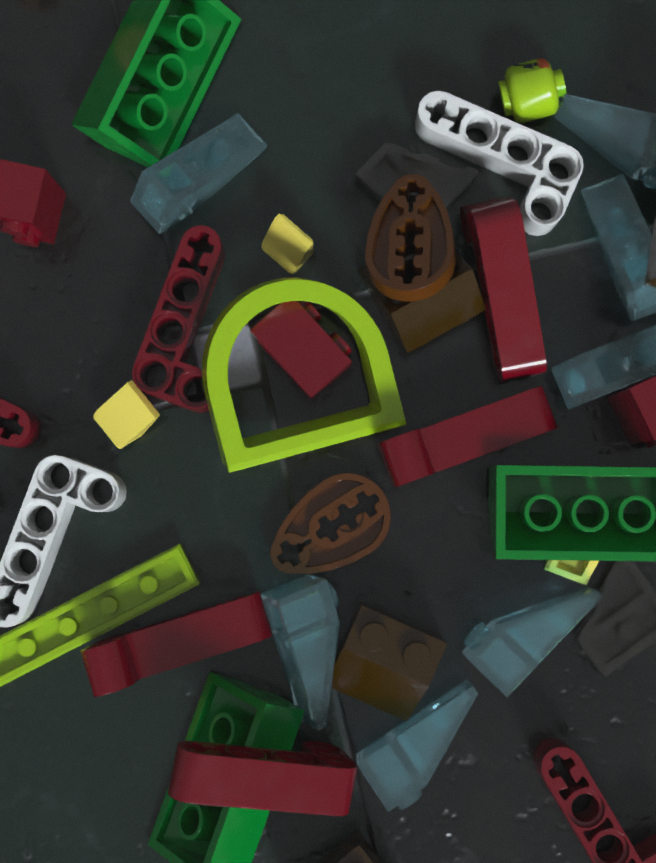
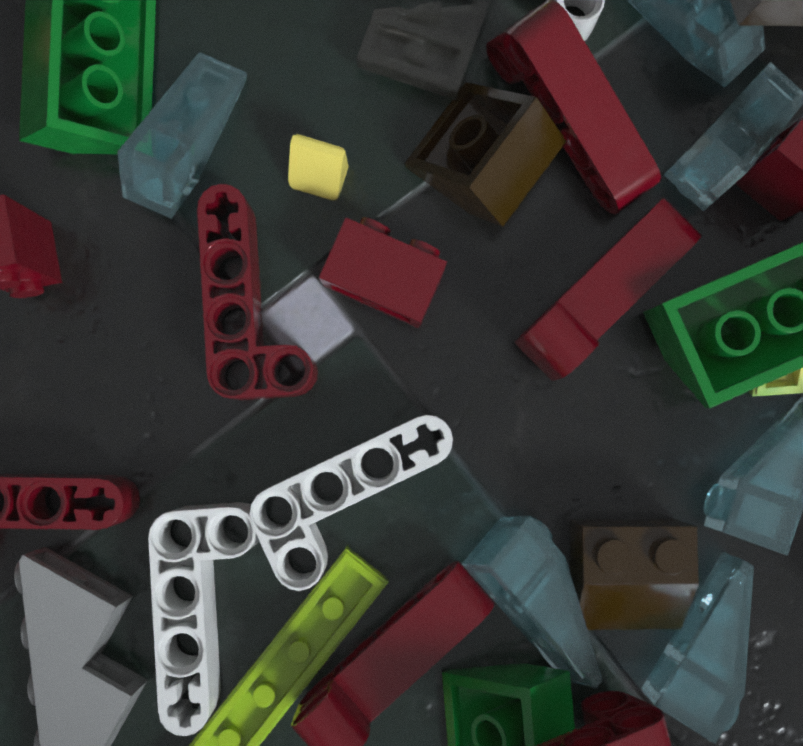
camera: 25 degrees left, 0 degrees up
(126, 415) = (224, 433): light yellow slope -> none
(208, 499) = (357, 485): none -> white beam
(351, 544) = (533, 462): reddish brown piece -> none
(380, 414) = (502, 307): lime window -> none
(433, 241) = (481, 89): reddish brown piece -> none

